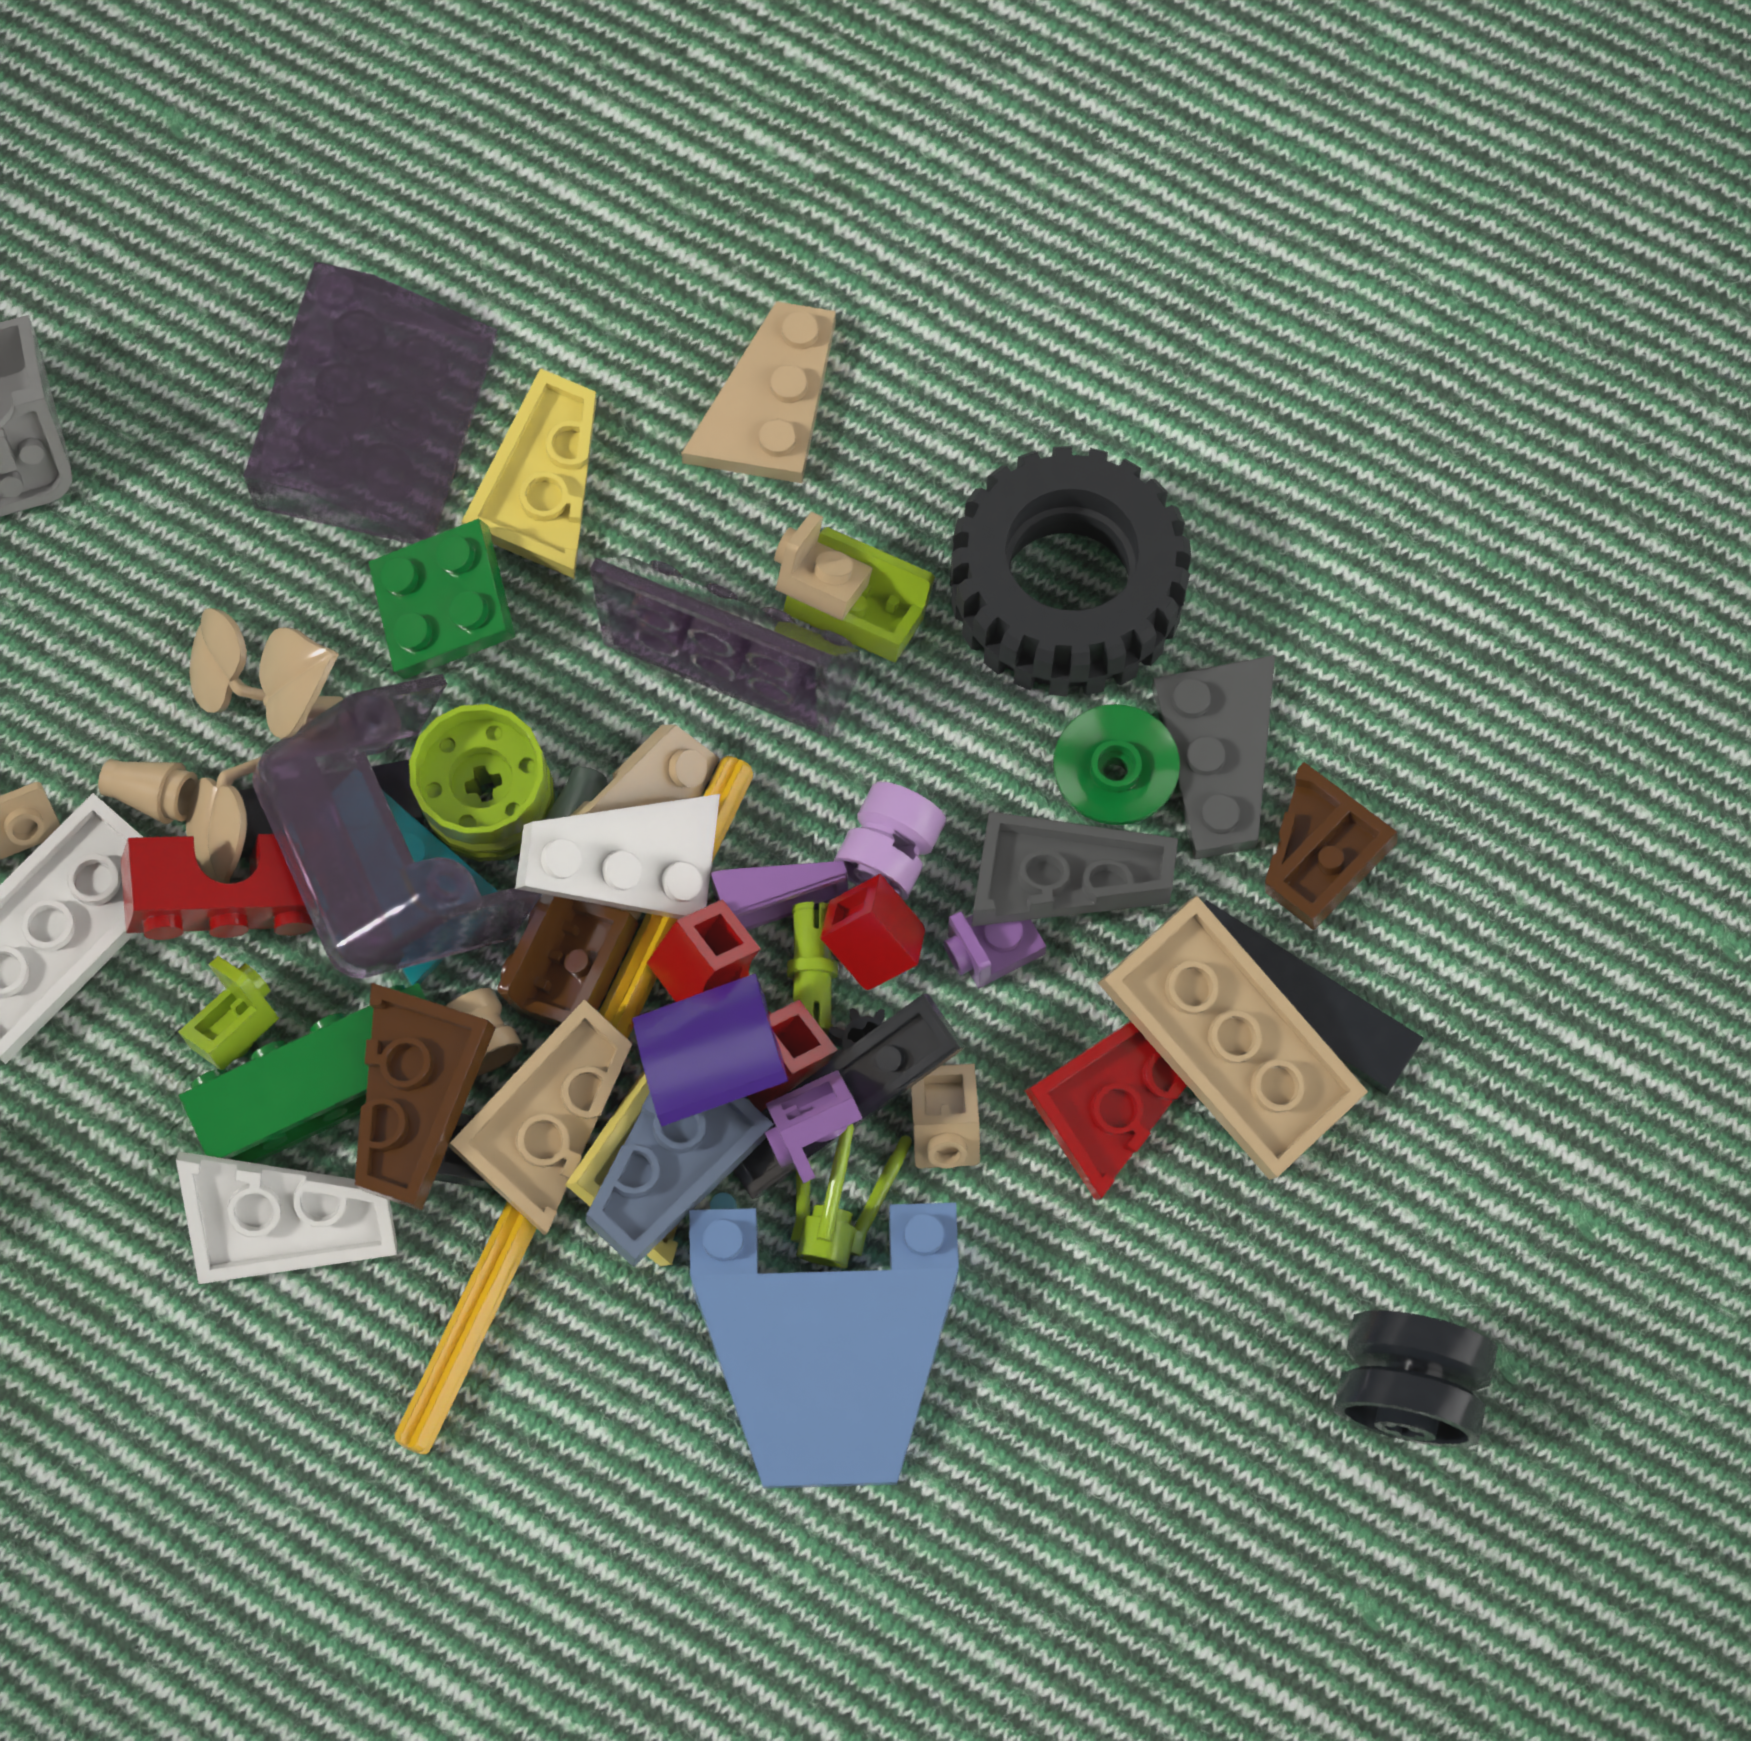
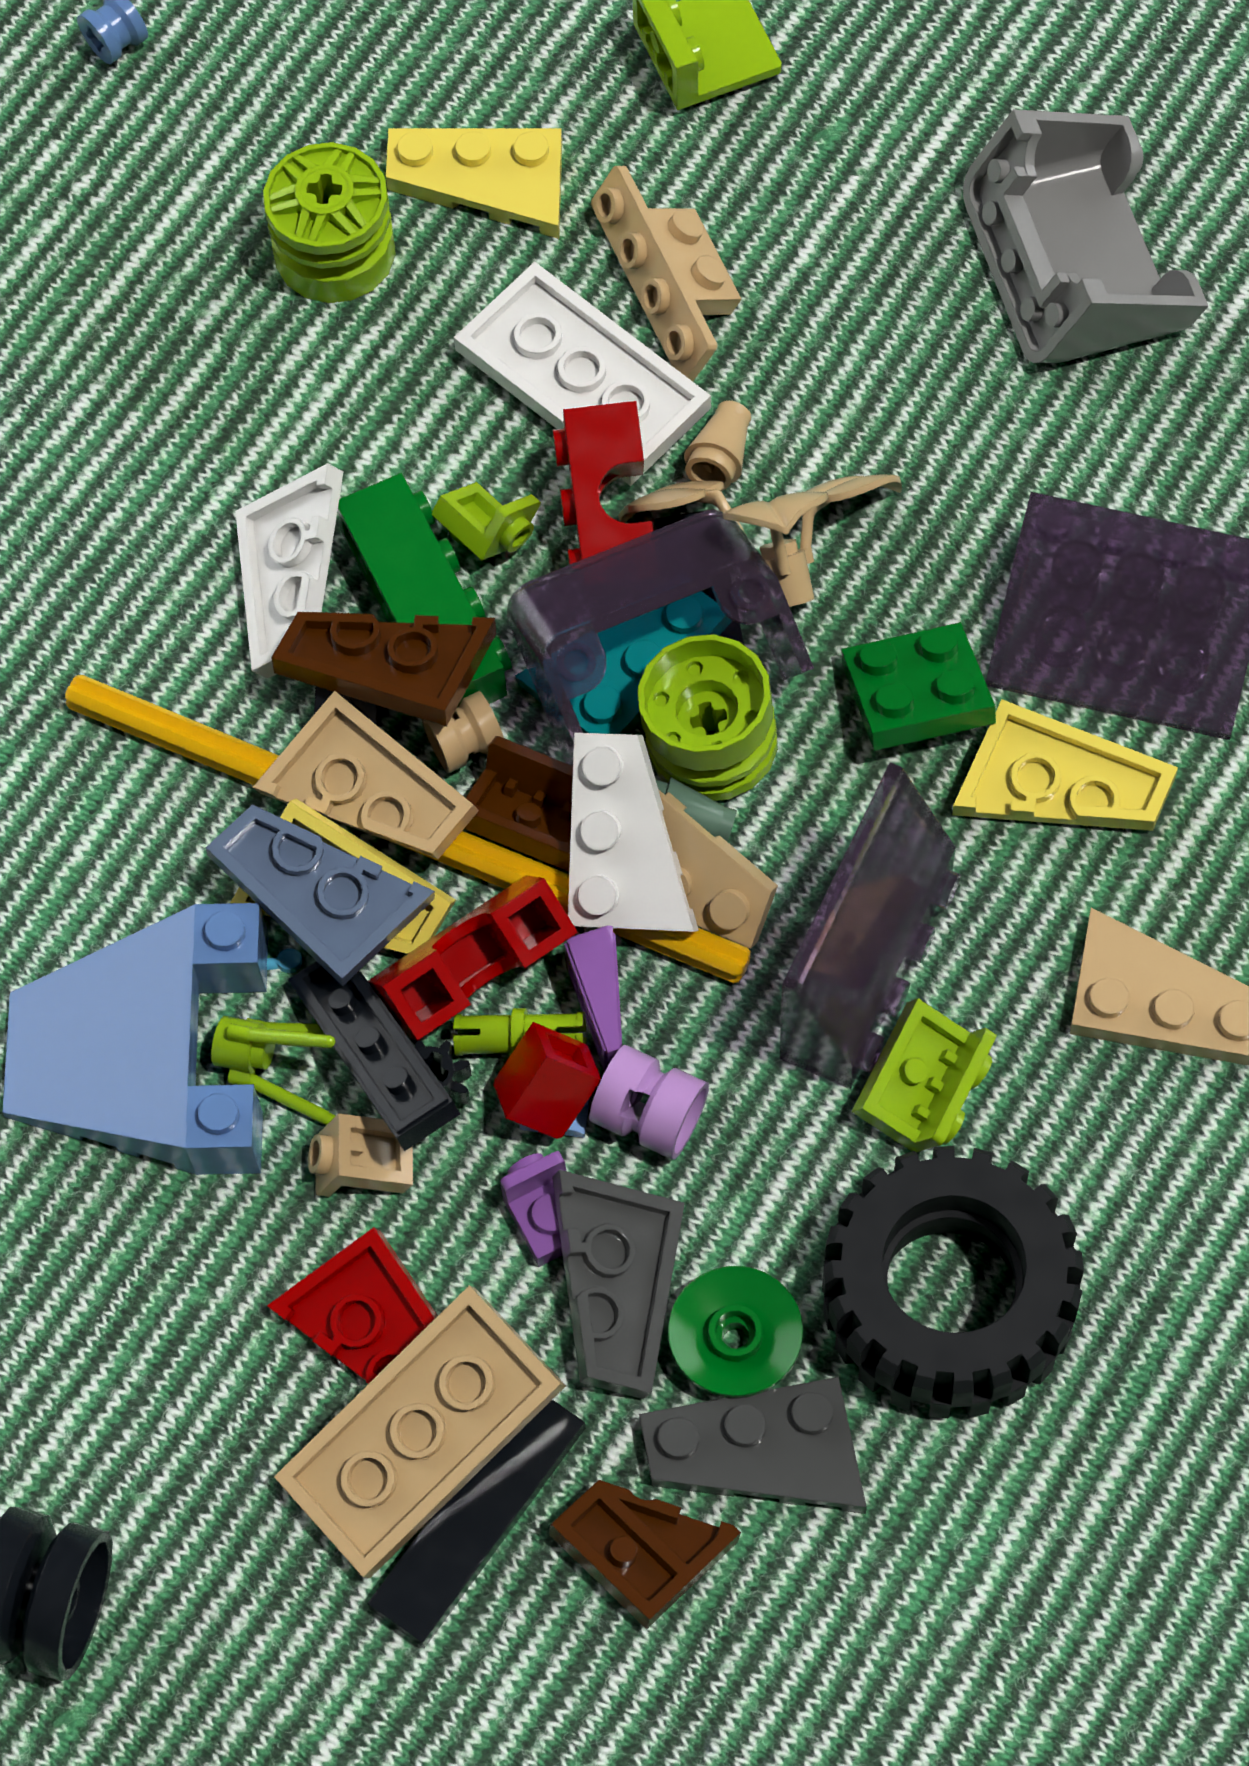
camera: 95 degrees right, 5 degrees down
(709, 1050) = (406, 906): dark purple slope -> none
(810, 1115) = (336, 1000): medium lavender bracket -> none
(817, 572) = (944, 1028): tan bracket -> none

